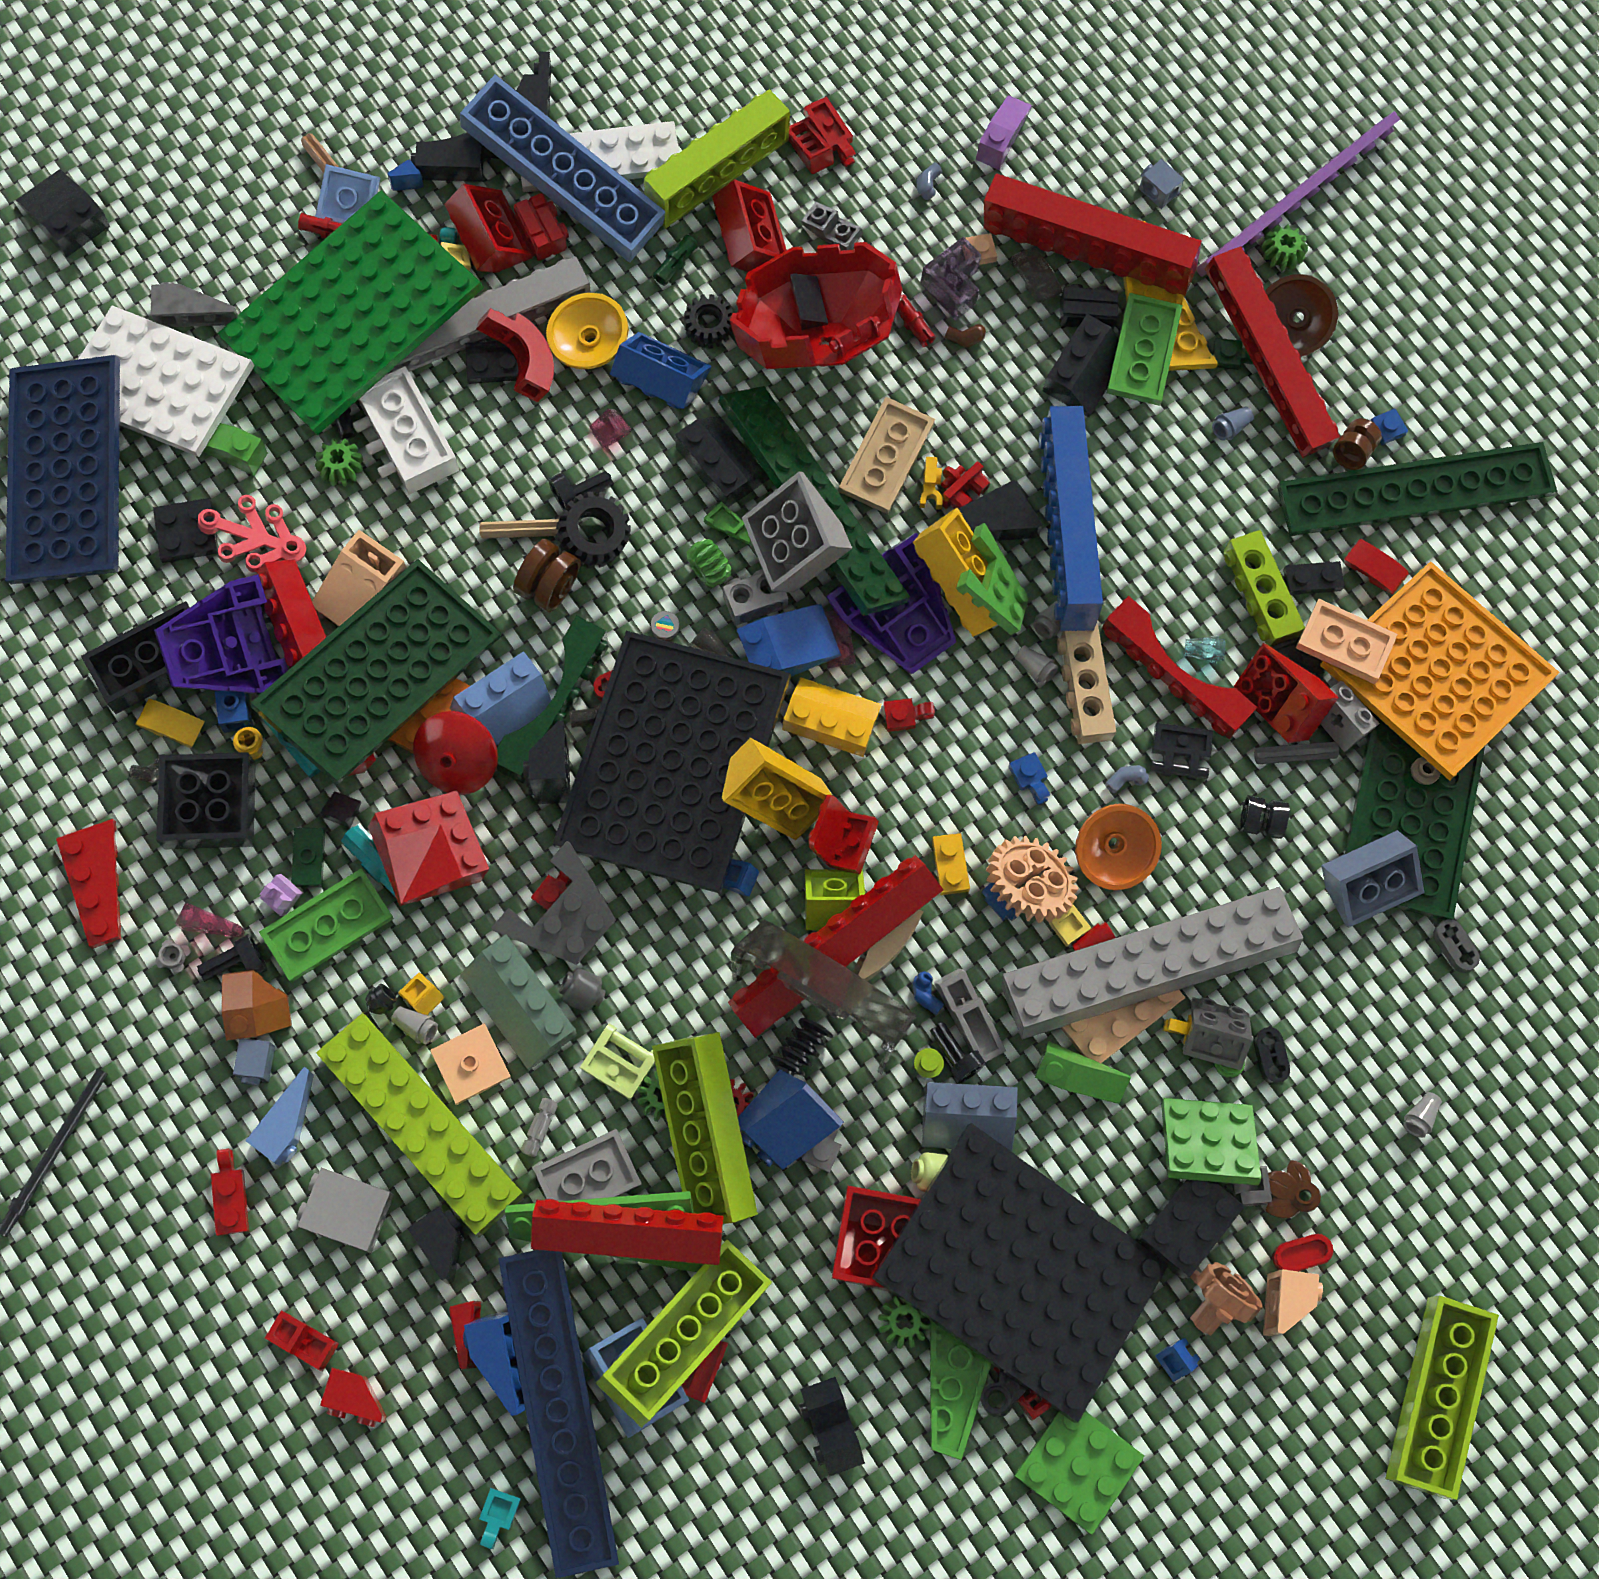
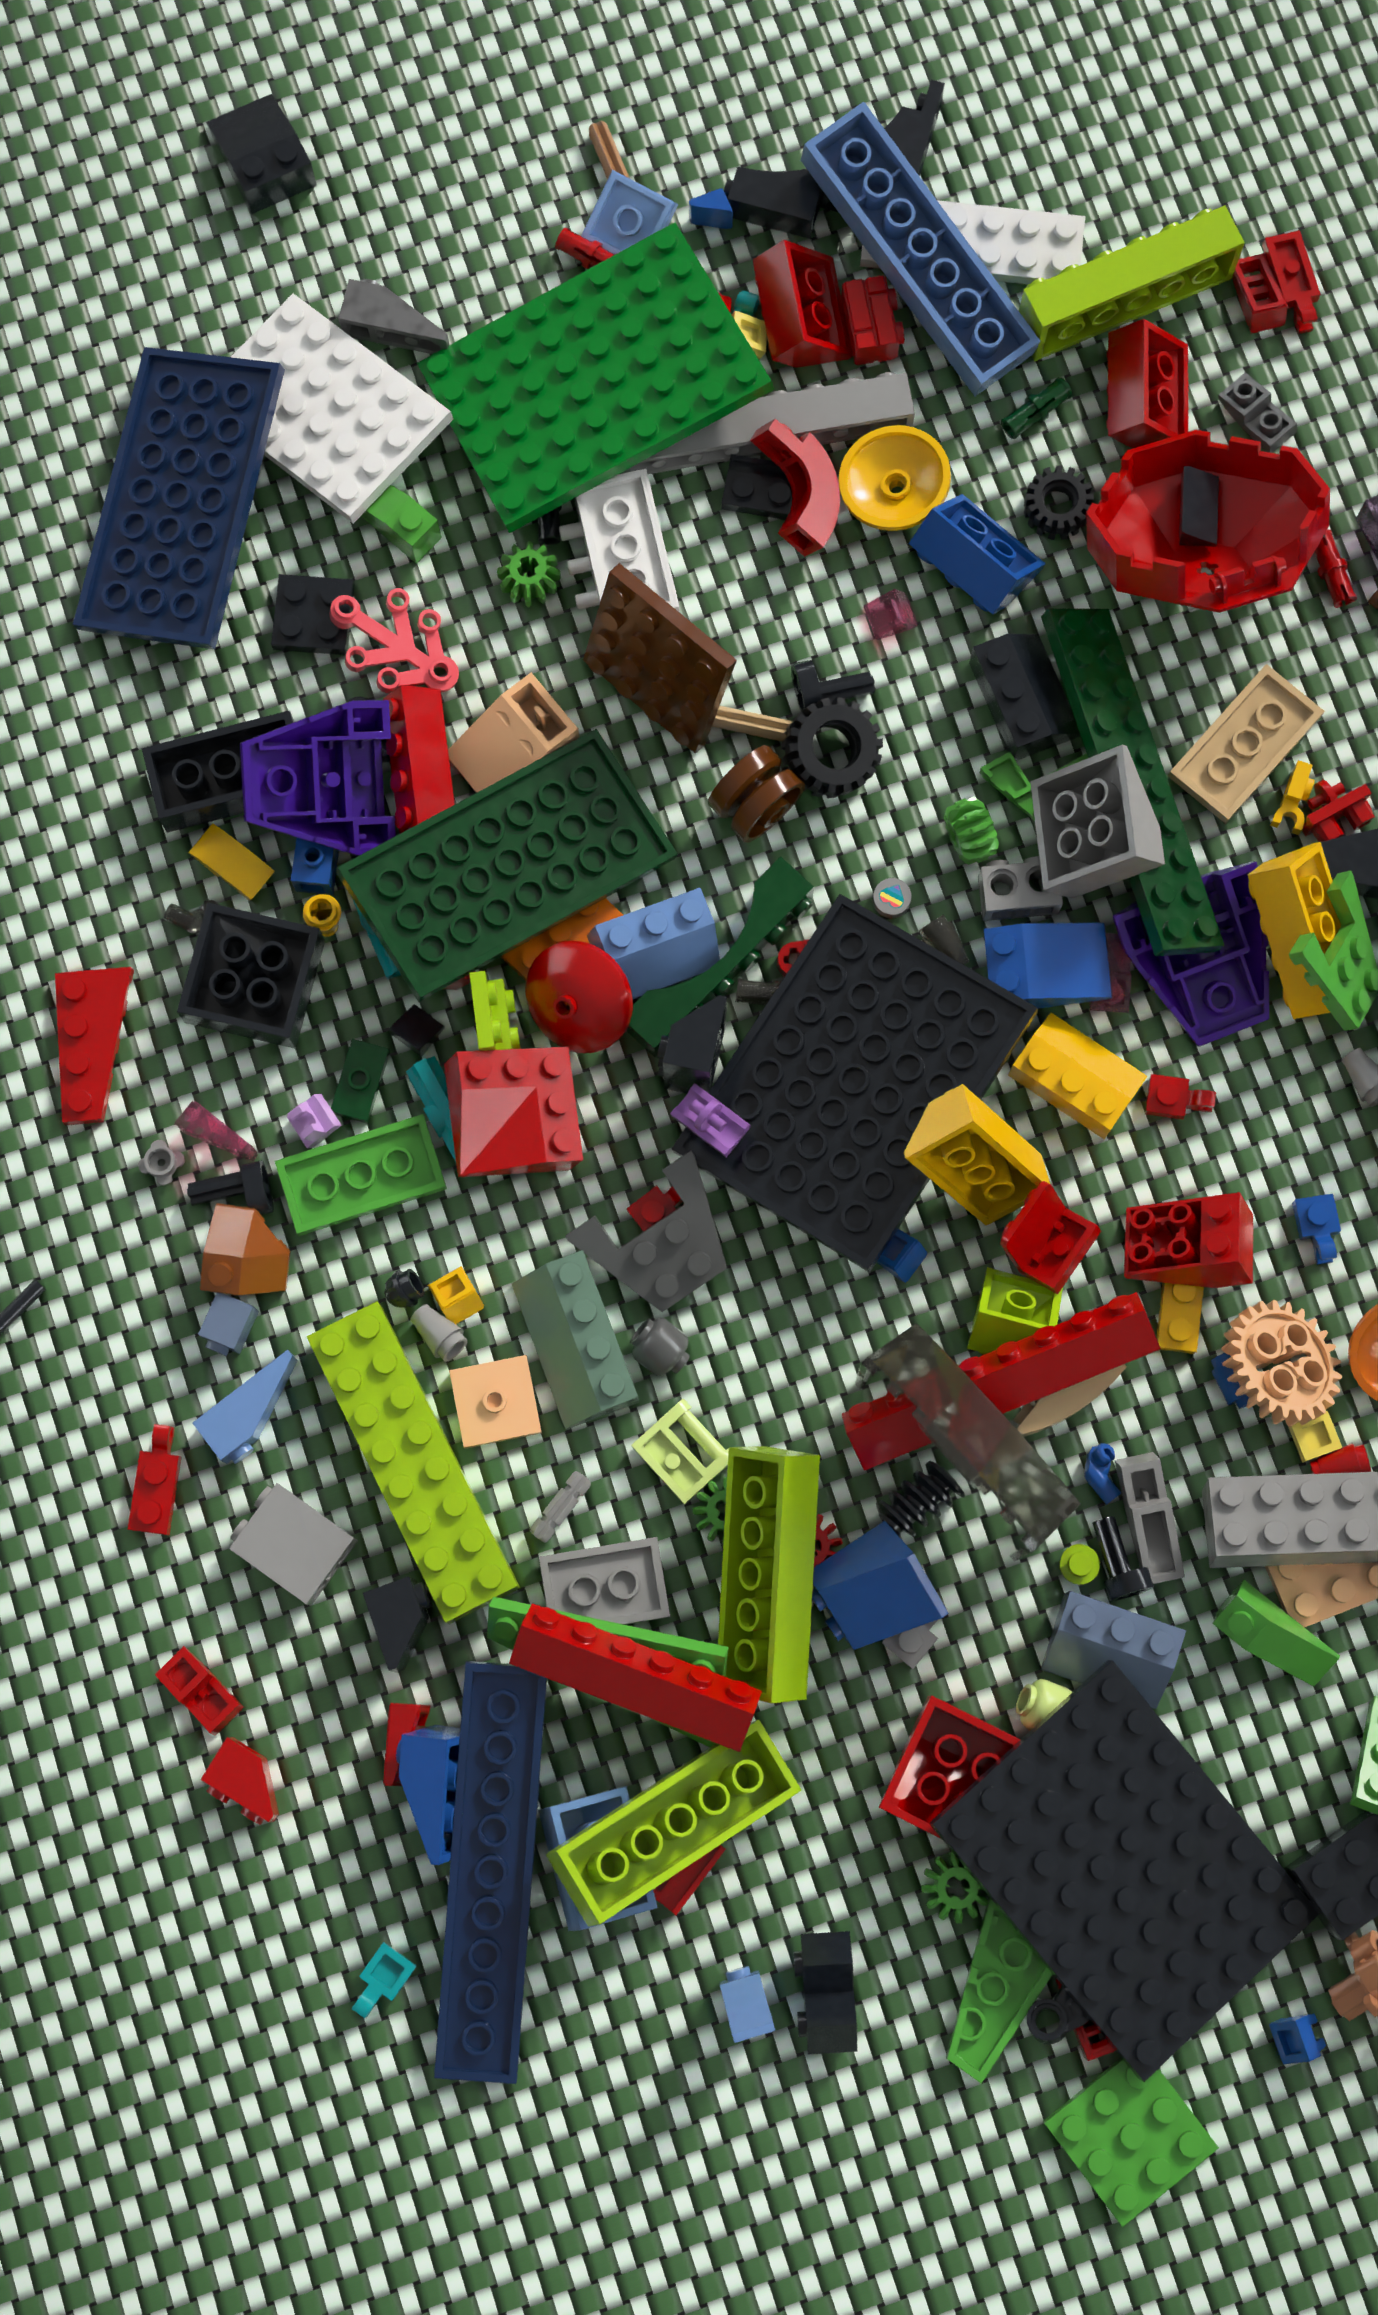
camera: 25 degrees right, 5 degrees up
(394, 778) = (491, 1010): none -> lime plate
(449, 496) = (658, 659): none -> reddish brown plate
(575, 814) = (710, 1120): none -> medium lavender hips
(773, 1451) = (746, 2004): none -> medium blue slope
(944, 811) = (1191, 1242): none -> red slope

